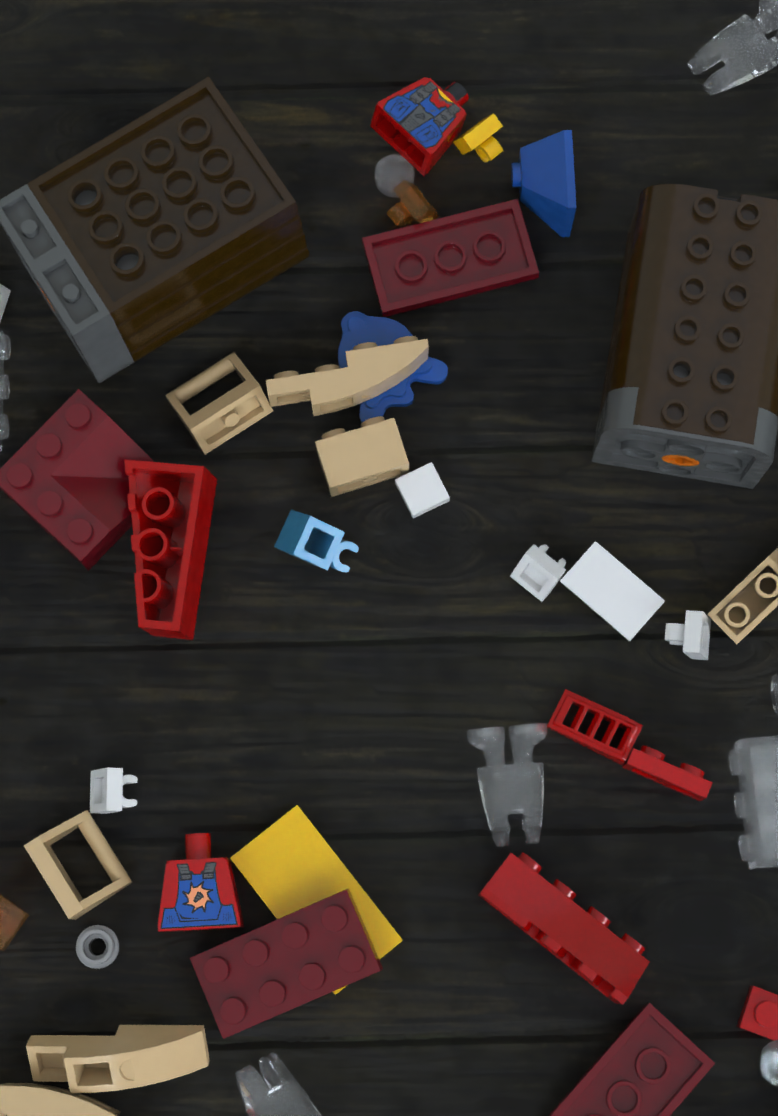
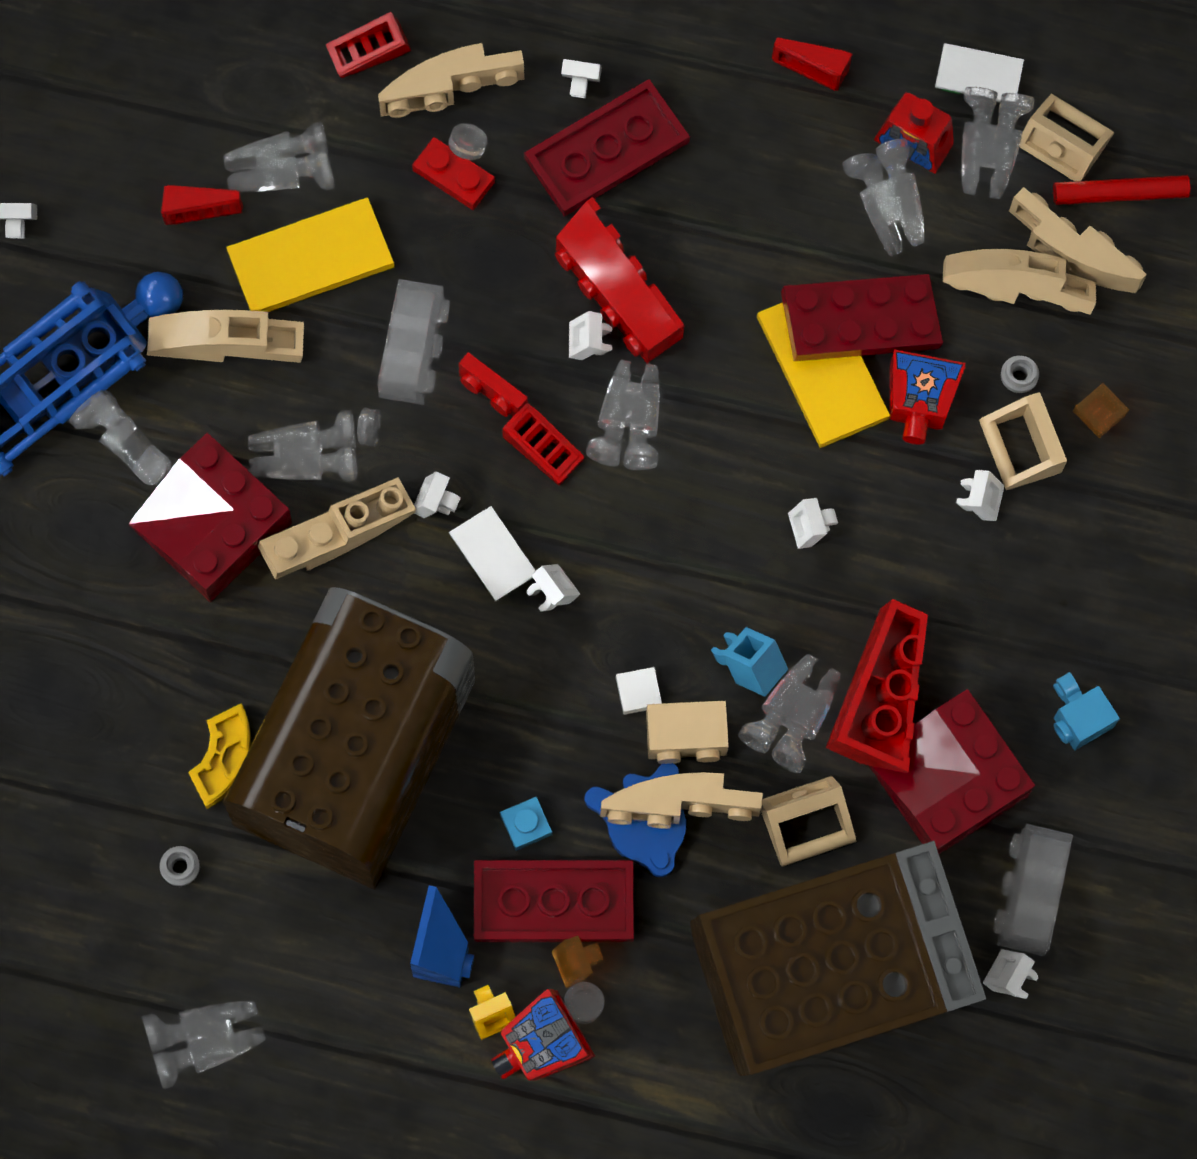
camera: 170 degrees left, 5 degrees down
(256, 512) = (795, 708): none -> clear piece
(287, 711) = (810, 522): none -> white tile
(498, 329) = (526, 823): none -> dark azure plate
(582, 859) = (586, 336): none -> white tile

